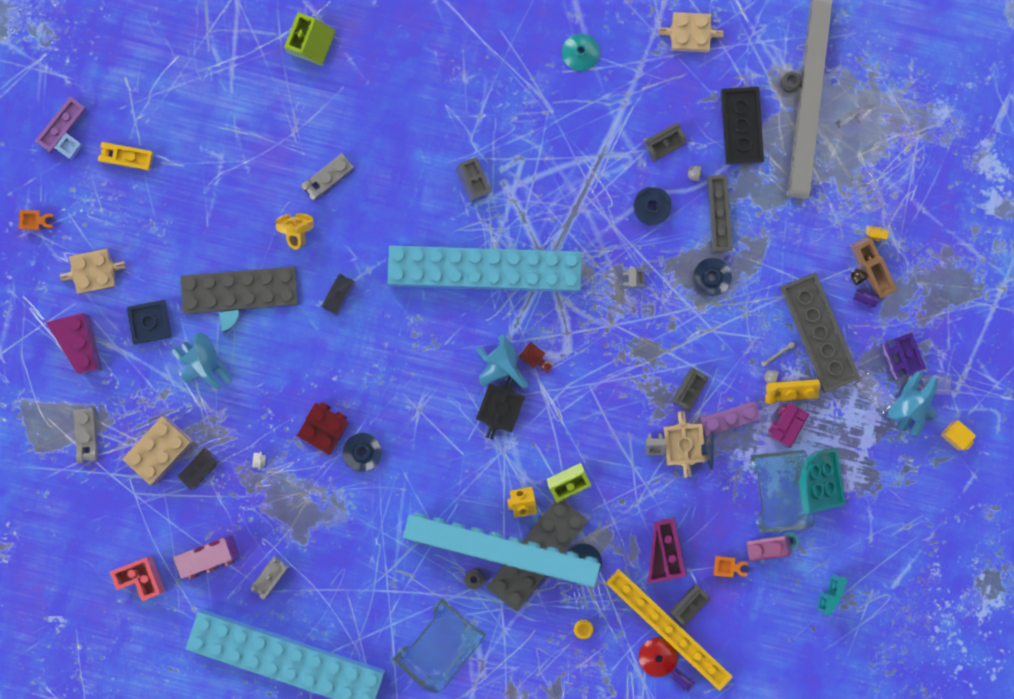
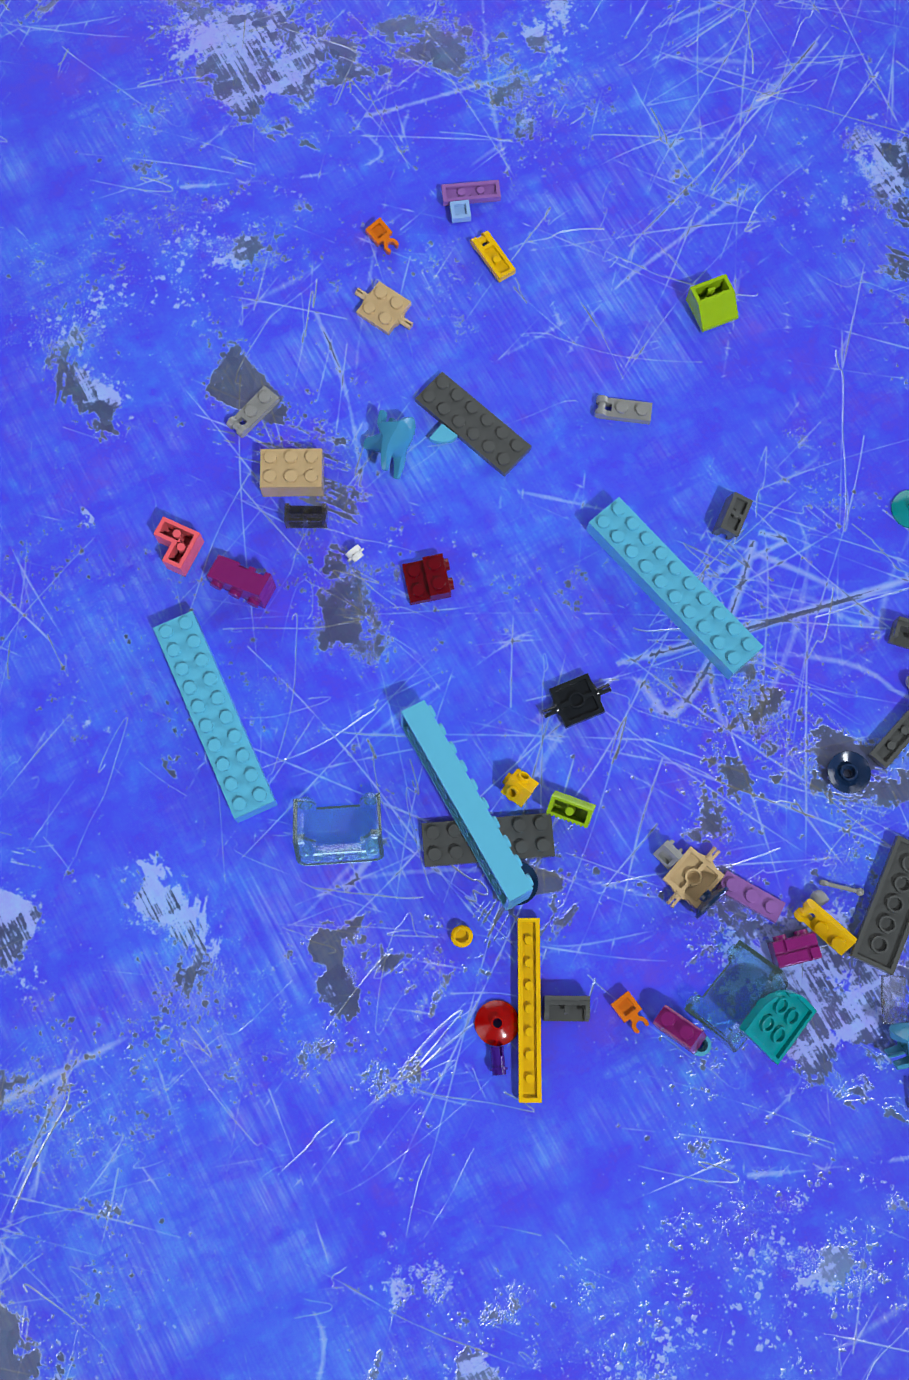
camera: 45 degrees right, 10 degrees down
(77, 342) = (320, 342): magenta wedge -> none
(149, 322) = (384, 380): dark blue plate -> none
(270, 577) = (270, 645): light grey hinge -> none
(295, 227) = (561, 418): yellow tile -> none
(338, 294) = (543, 498): clear smoke hinge -> none
(354, 445) = (437, 615): dark blue dish -> none
(469, 574) = (421, 813): dark grey plate -> none
(501, 364) = (613, 667): dark azure piece -> none
(534, 356) = (642, 690): clear red plate -> none
(636, 277) = (785, 712): light grey tile -> none
(641, 205) = (859, 683): dark blue plate -> none
(666, 553) = (591, 944): magenta wedge -> none
(690, 389) = (741, 840): dark grey hinge -> none
(830, 600) = (686, 1124): teal slope -> none

